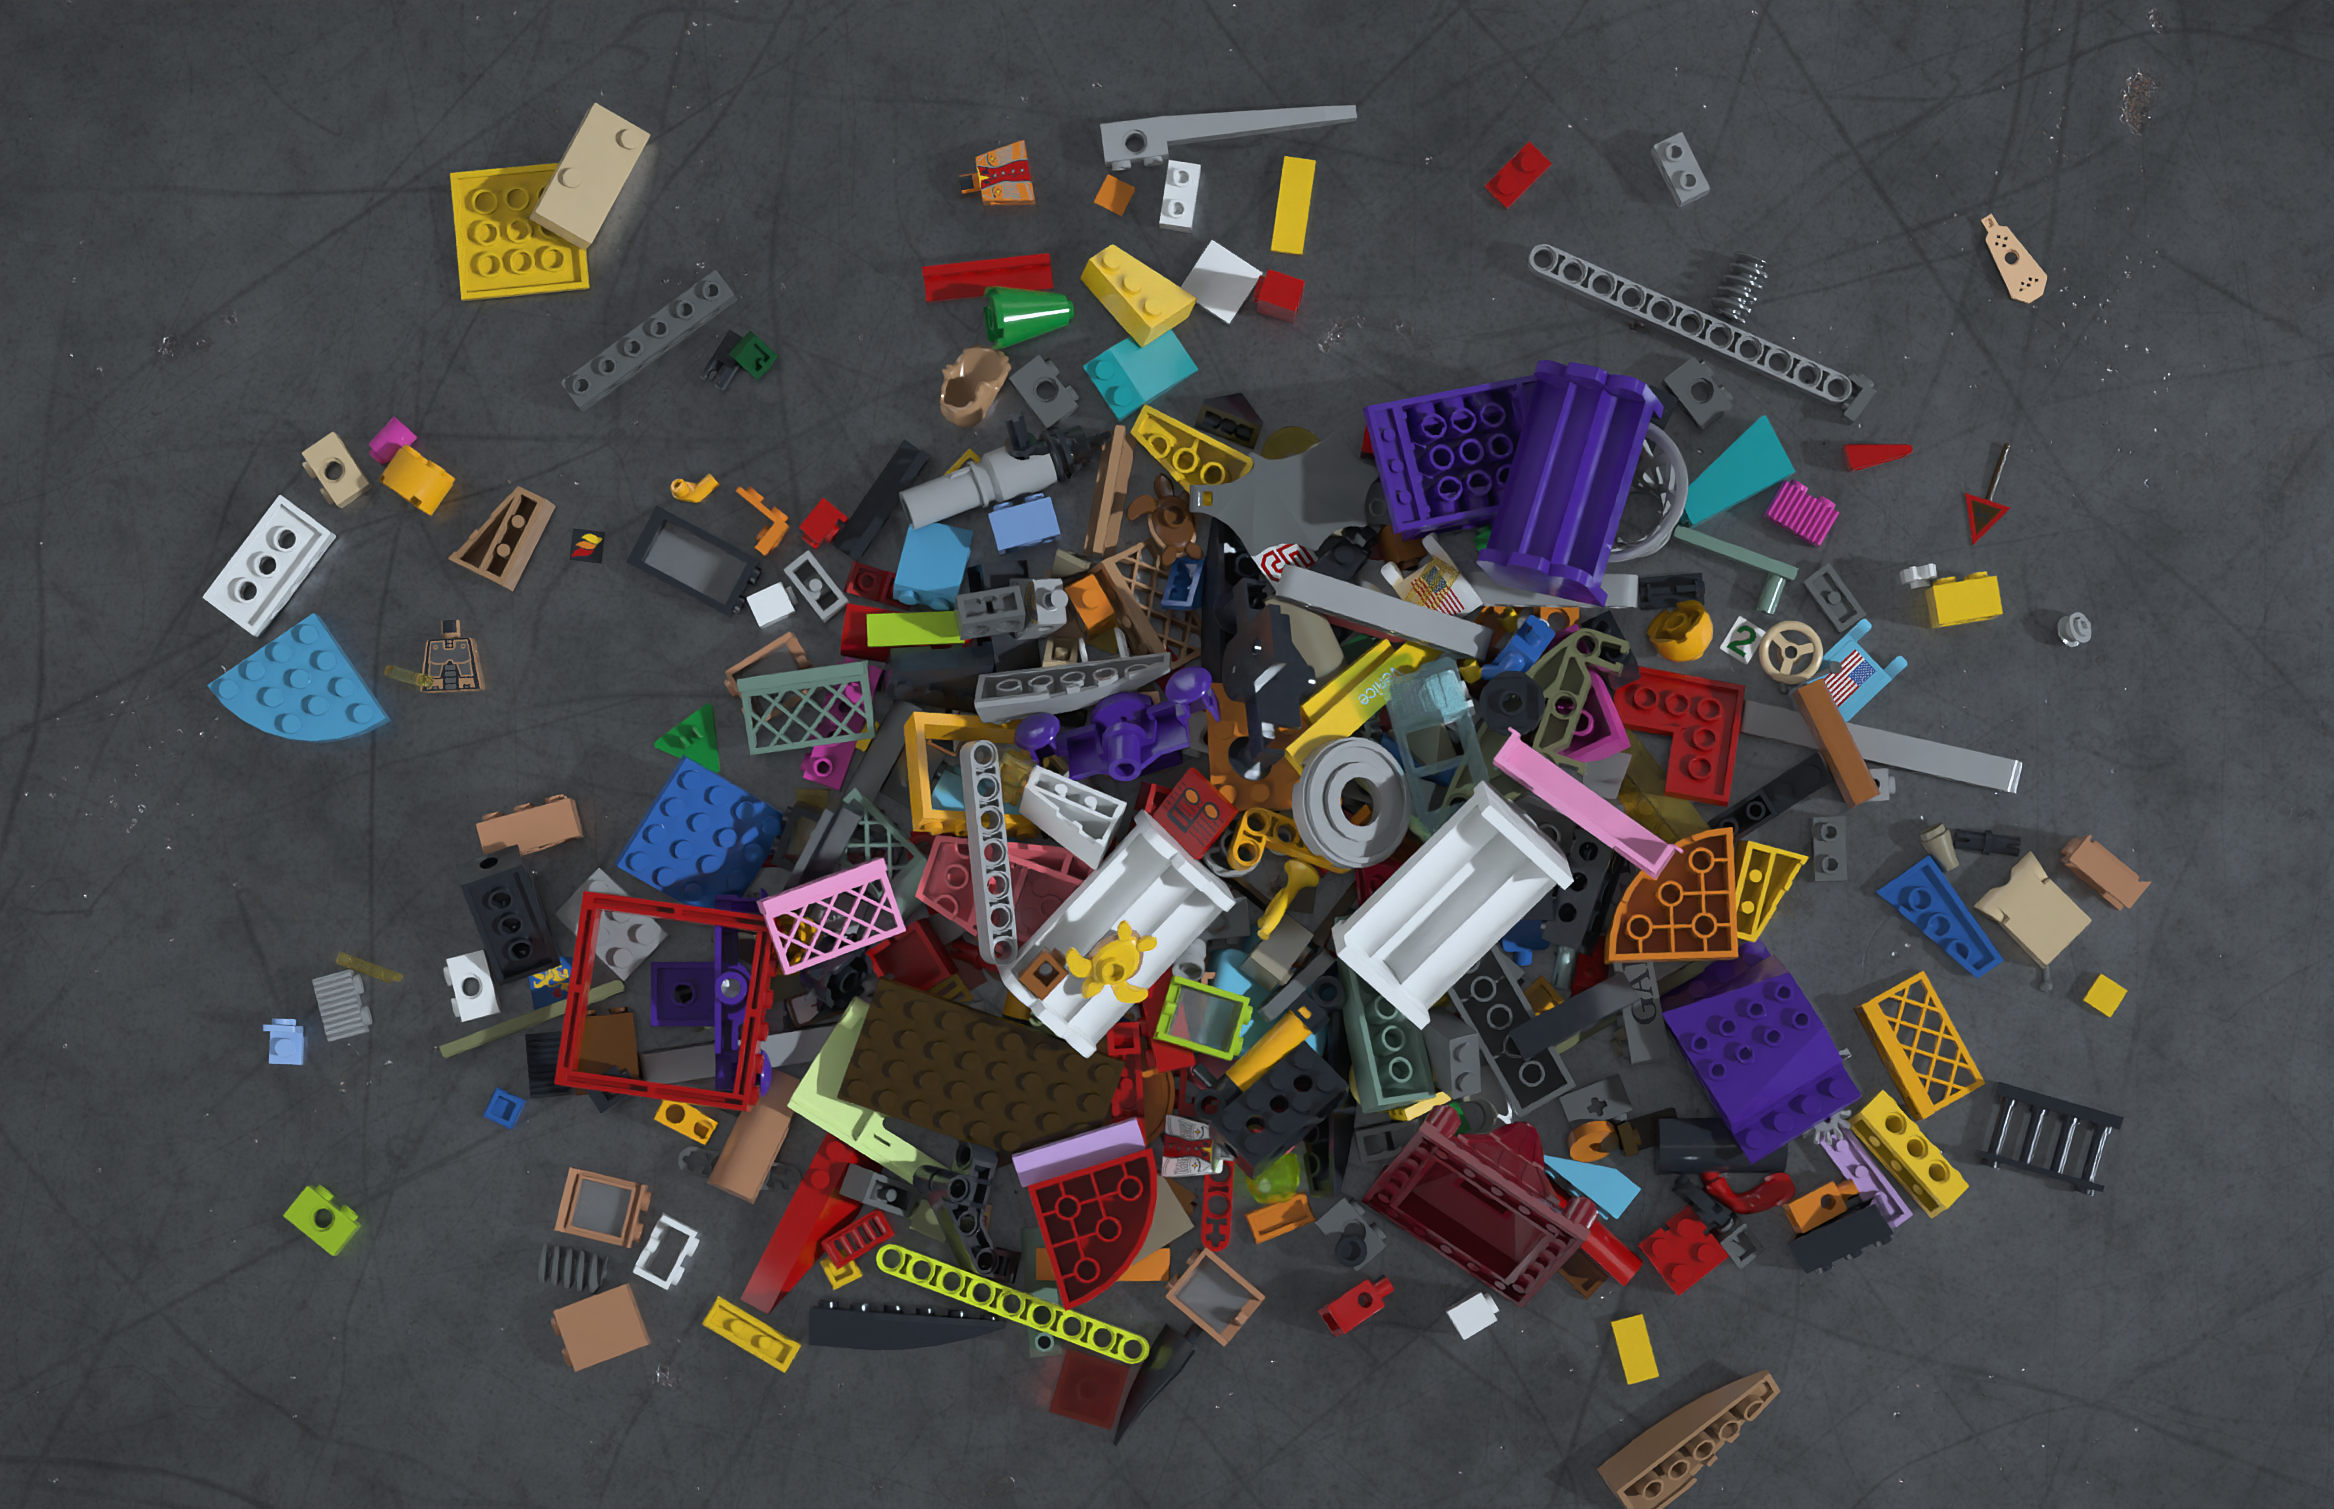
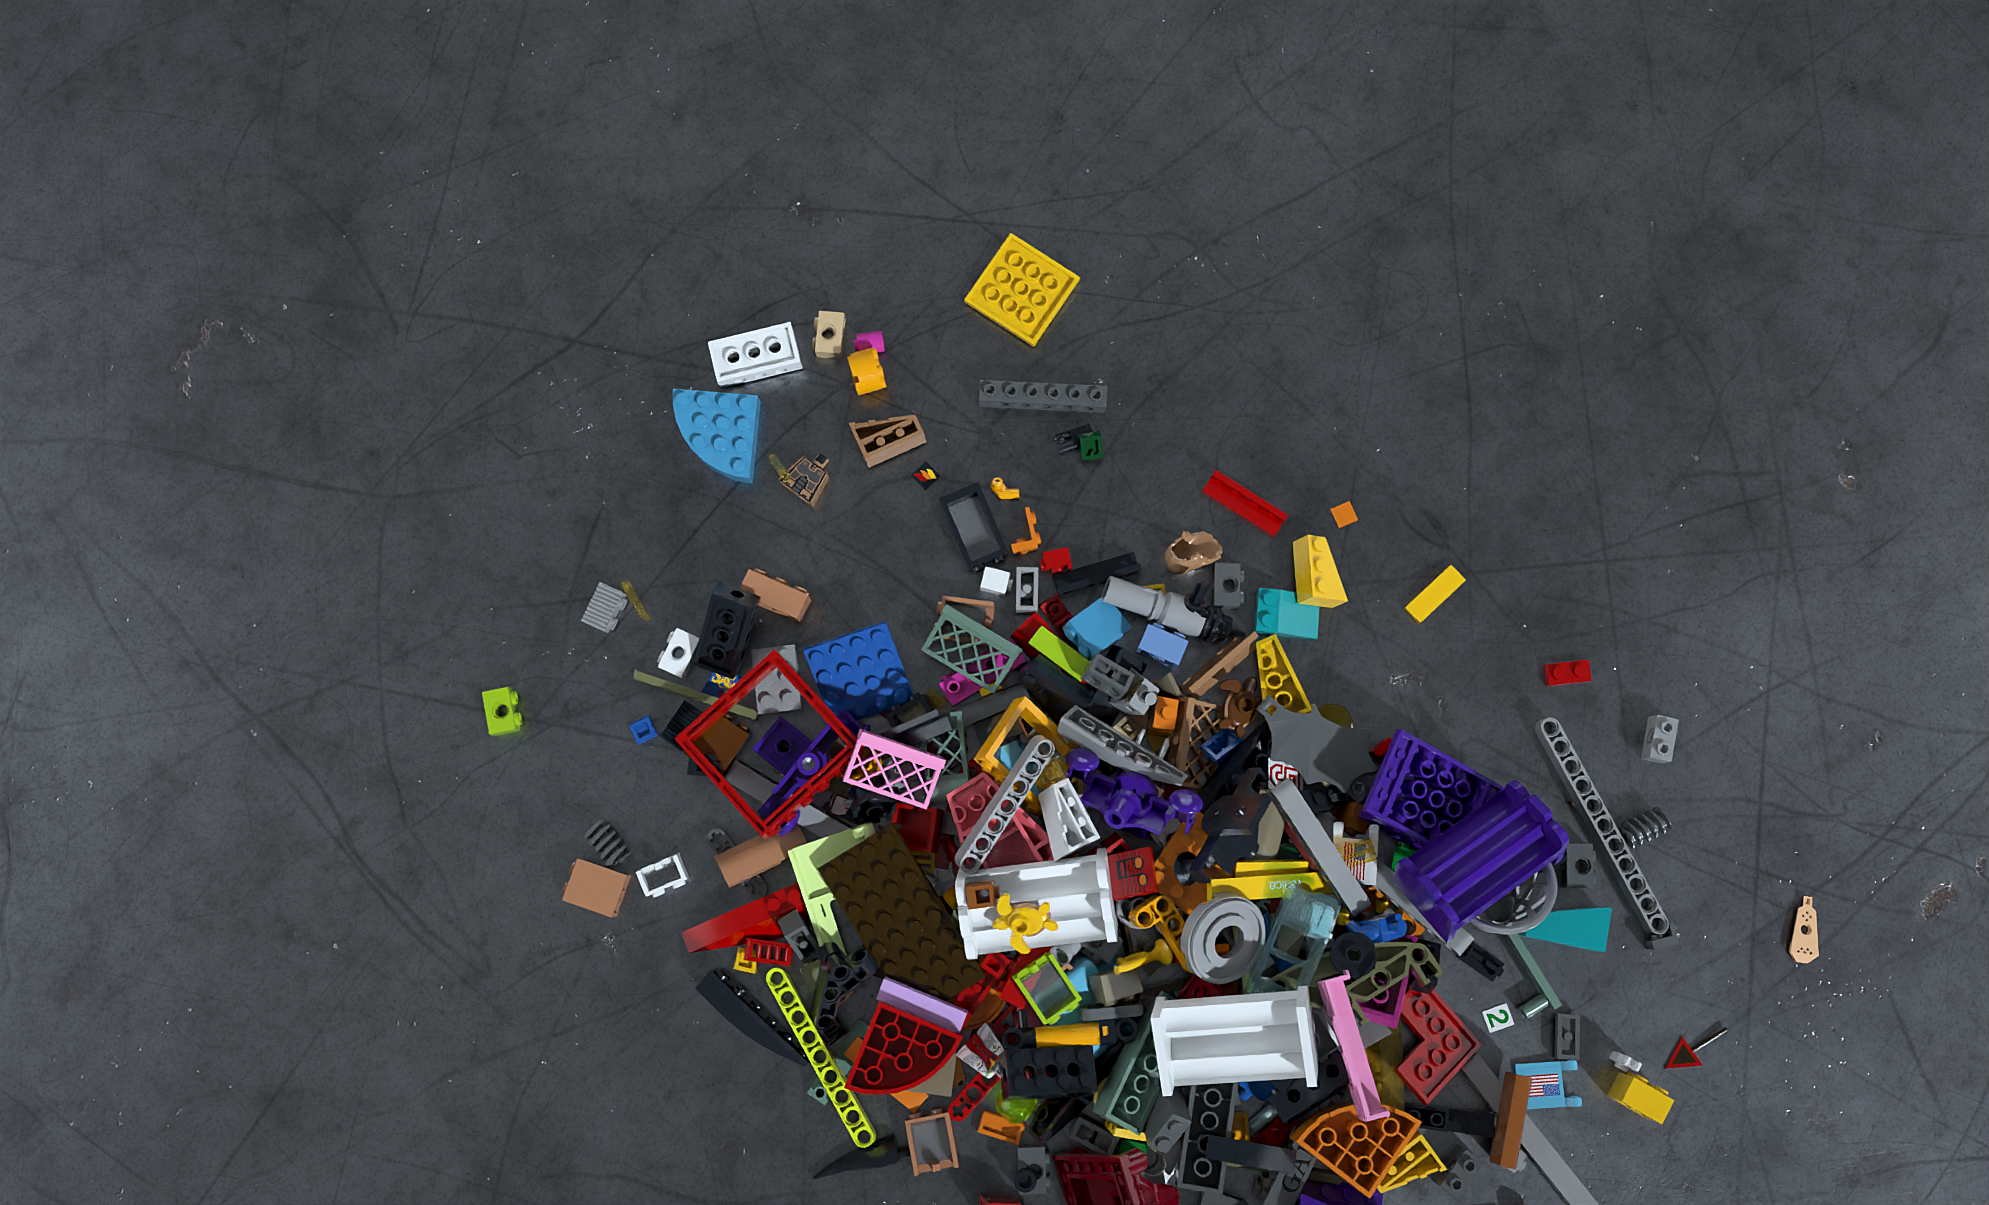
camera: 35 degrees right, 5 degrees down
(285, 1042) = (561, 603): light blue bracket -> none
(589, 176) = (1080, 288): tan brick -> none
(602, 1207) = (649, 824): window -> none
(686, 1120) = (730, 815): light orange leg -> none
(694, 738) = (899, 618): green piece -> none
(751, 1334) = (671, 956): yellow tile -> none
(1001, 177) = (1293, 458): torso -> none
(1023, 314) = (1248, 536): green cone -> none
(1089, 1388) = (823, 1137): clear red brick -> none
(1180, 196) = (1379, 541): white brick -> none
(1184, 129) = (1406, 507): light grey piece -> none
(1221, 281) = (1366, 603): white tile -> none
(1231, 419) = (1314, 678): black slope -> none
(1279, 295) = (1394, 633): red brick -> none
(1681, 633) = (1470, 988): light orange cylinder -> none
(1773, 634) = (1513, 1046): tan piece -> none
(1801, 513) = (1585, 975): dark pink brick -> none
(1834, 667) = (1538, 1074): dark grey hinge -> none
(1868, 455) = (1642, 971): red slope -> none
(2074, 629) = (1689, 1162): light grey wheel -> none

